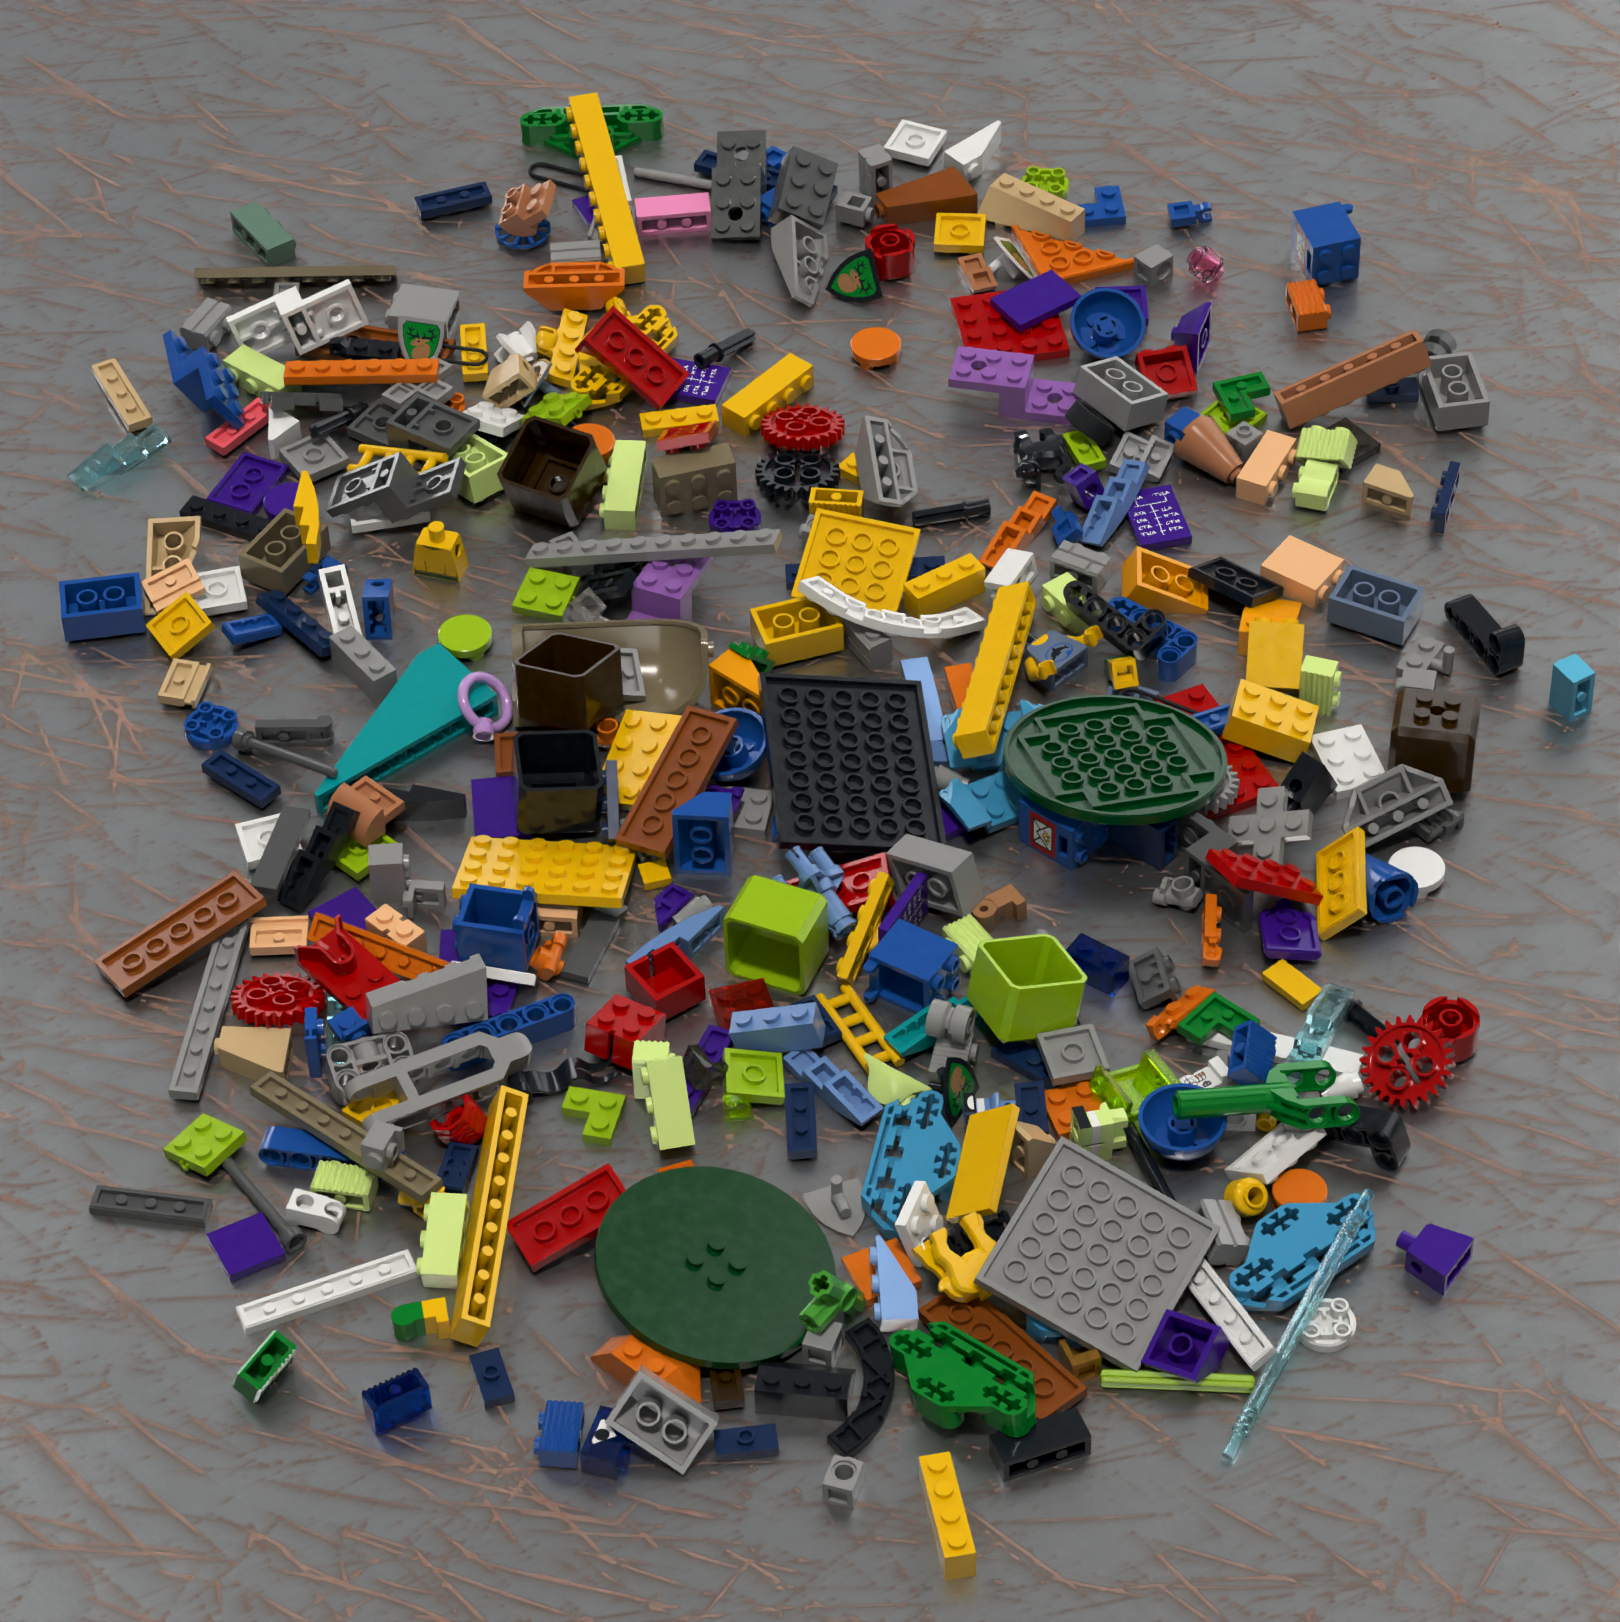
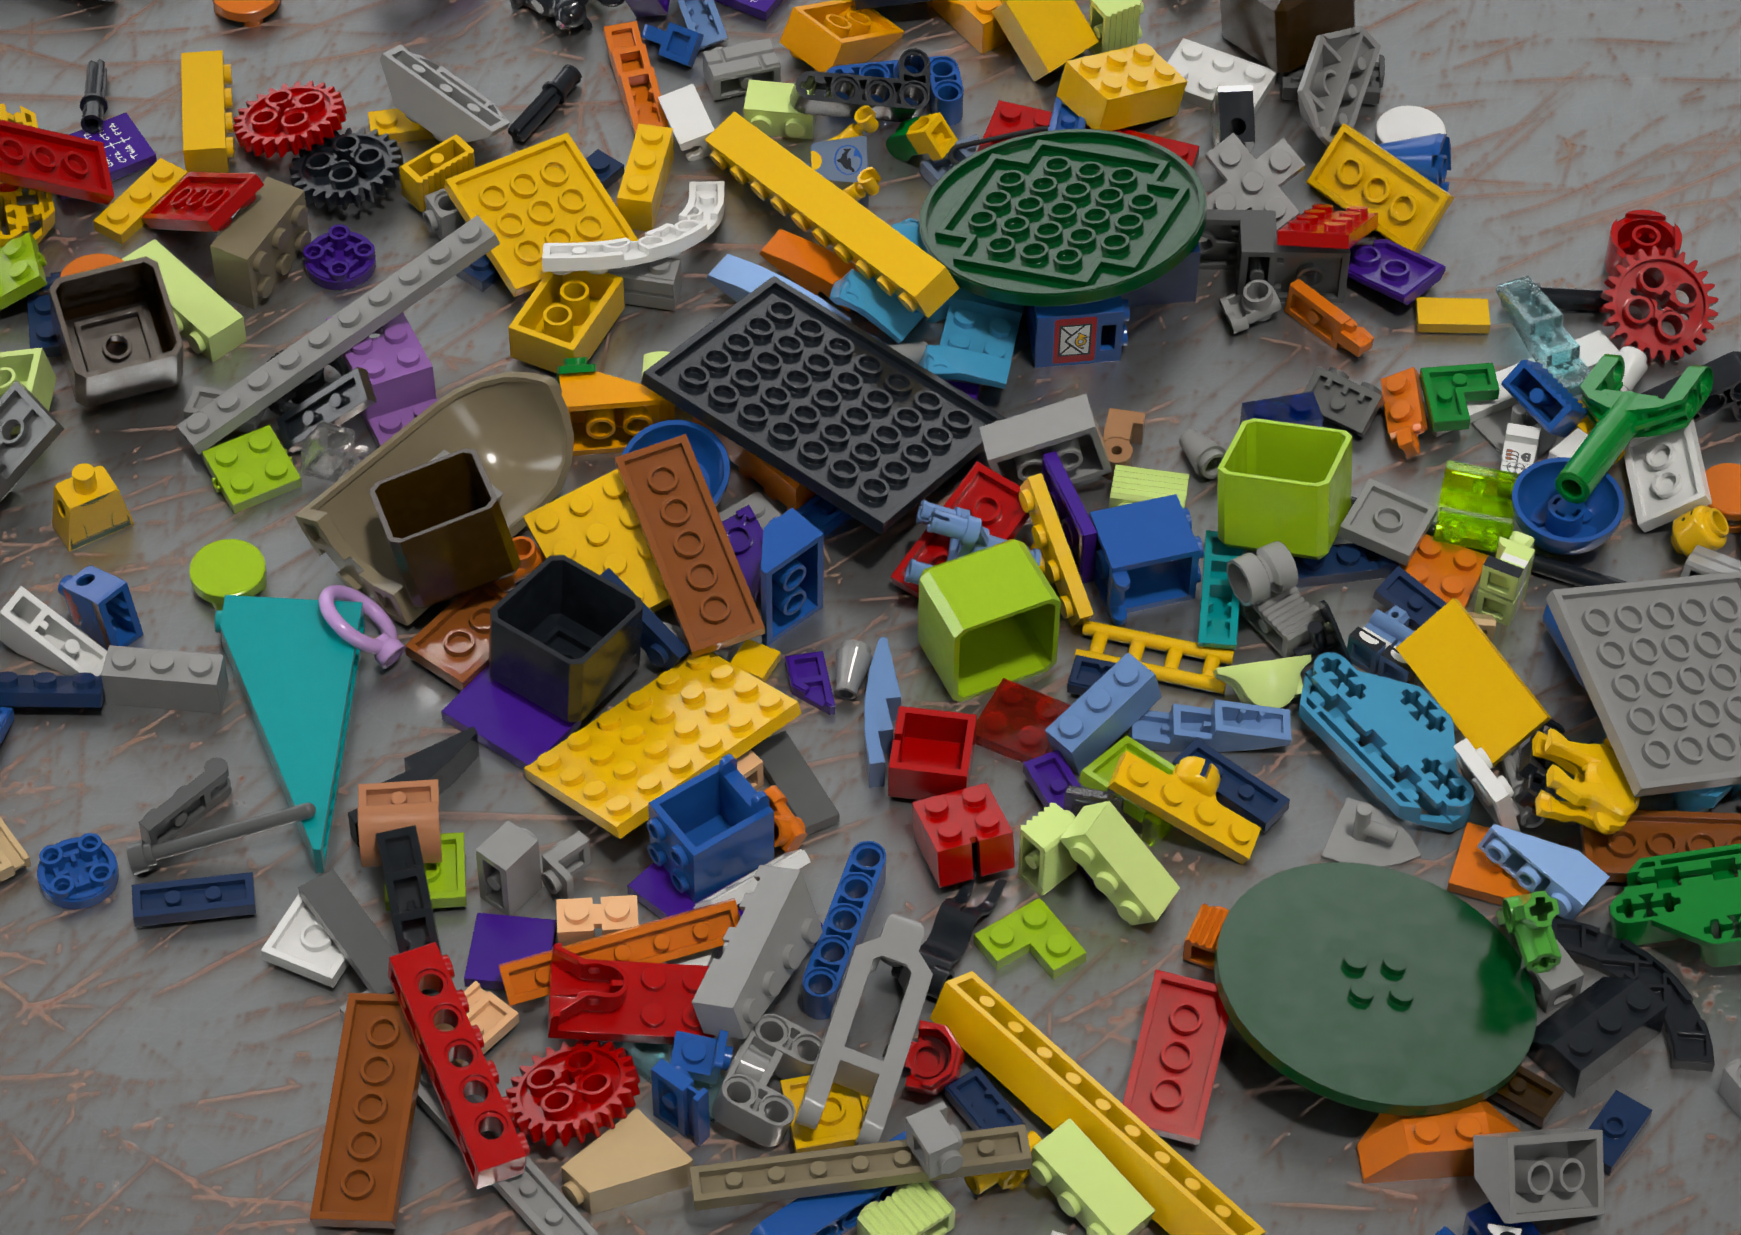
camera: 50 degrees left, 5 degrees up
(217, 945) = (486, 1159): none -> red brick
(753, 1104) = (1186, 802): none -> yellow plate

